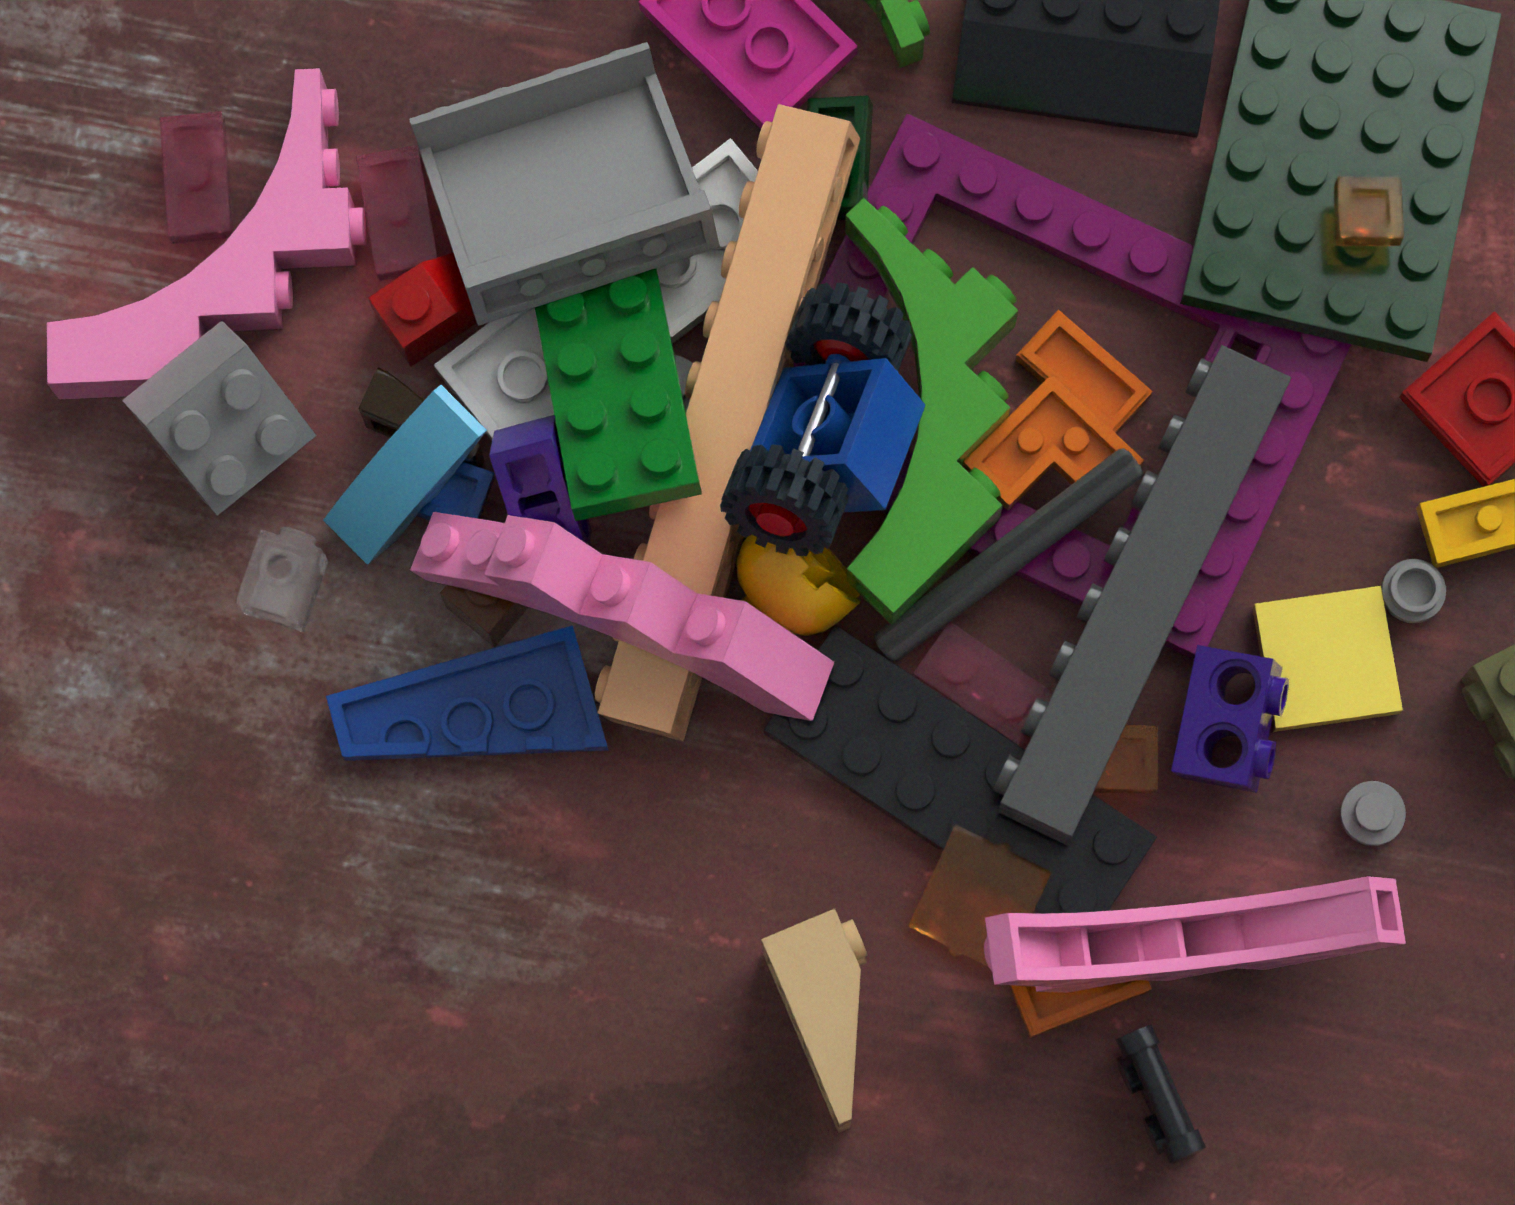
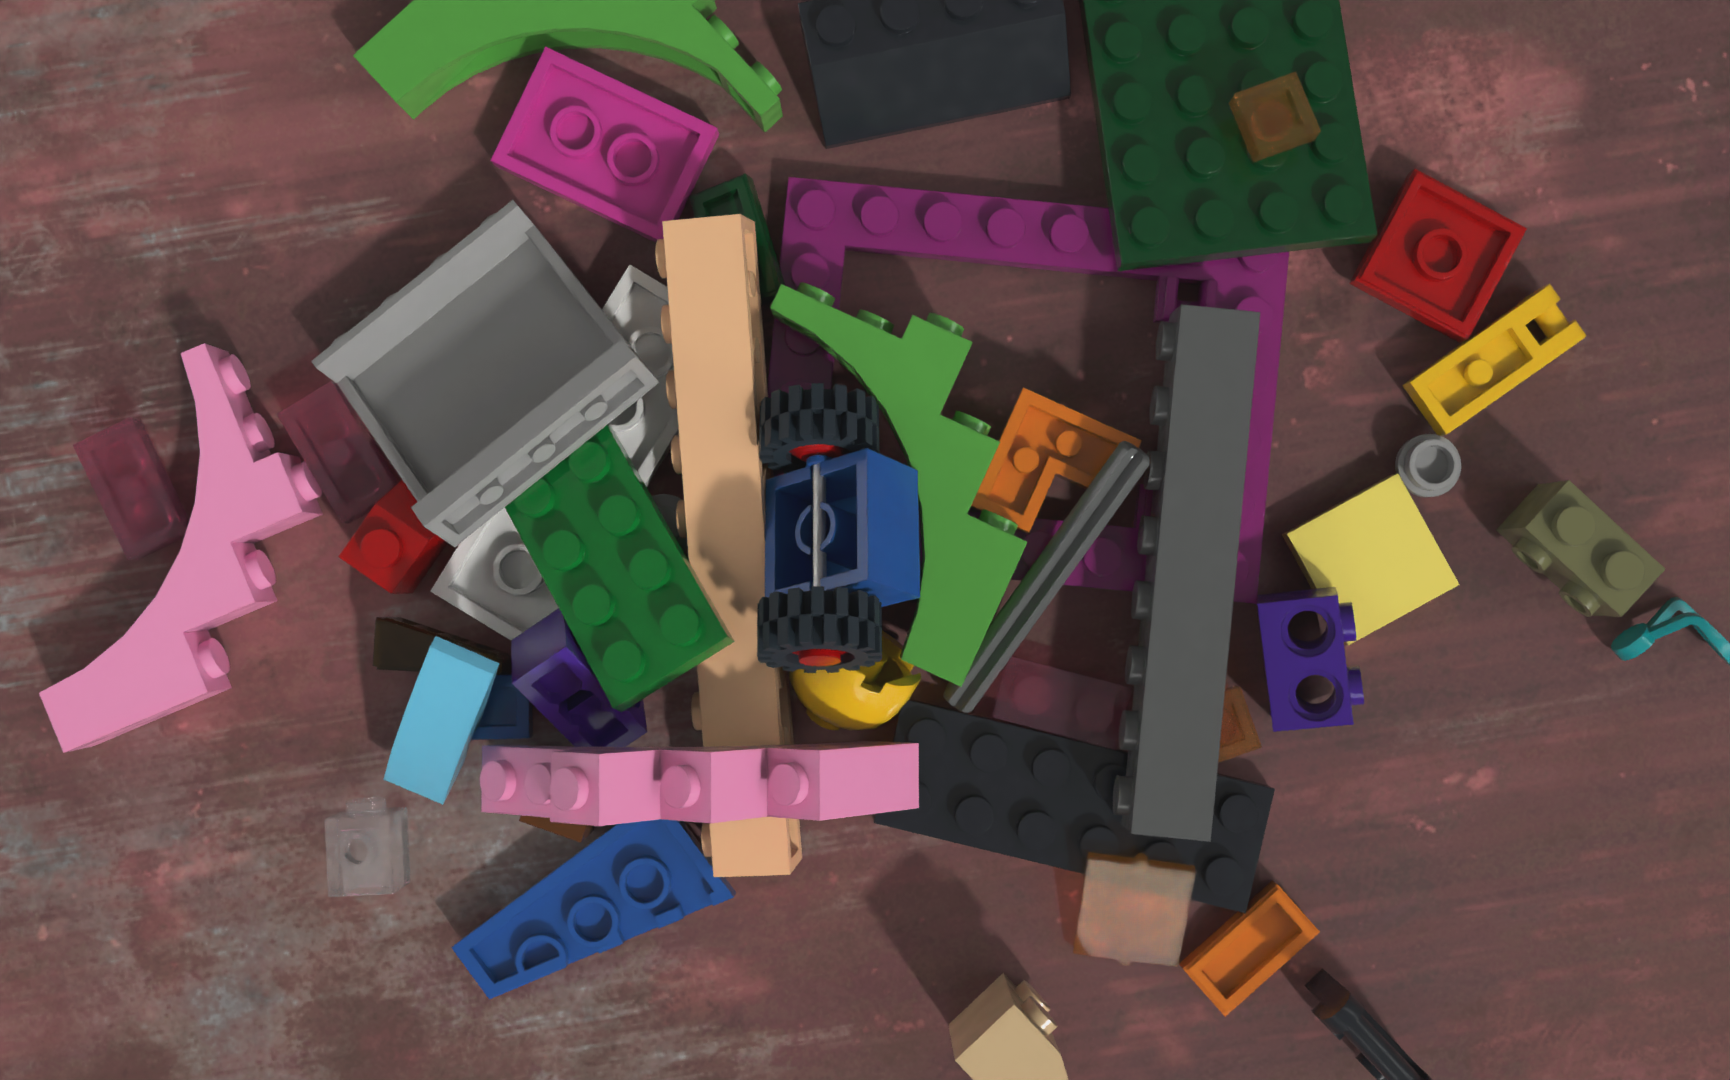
camera: 20 degrees left, 10 degrees up
(219, 417) = (239, 728): light grey brick -> none
(1085, 370) = (1048, 367): orange tile -> none
(1193, 938) = (1412, 850): bright pink arch -> none
(1372, 813) = (1464, 691): light grey plate -> none

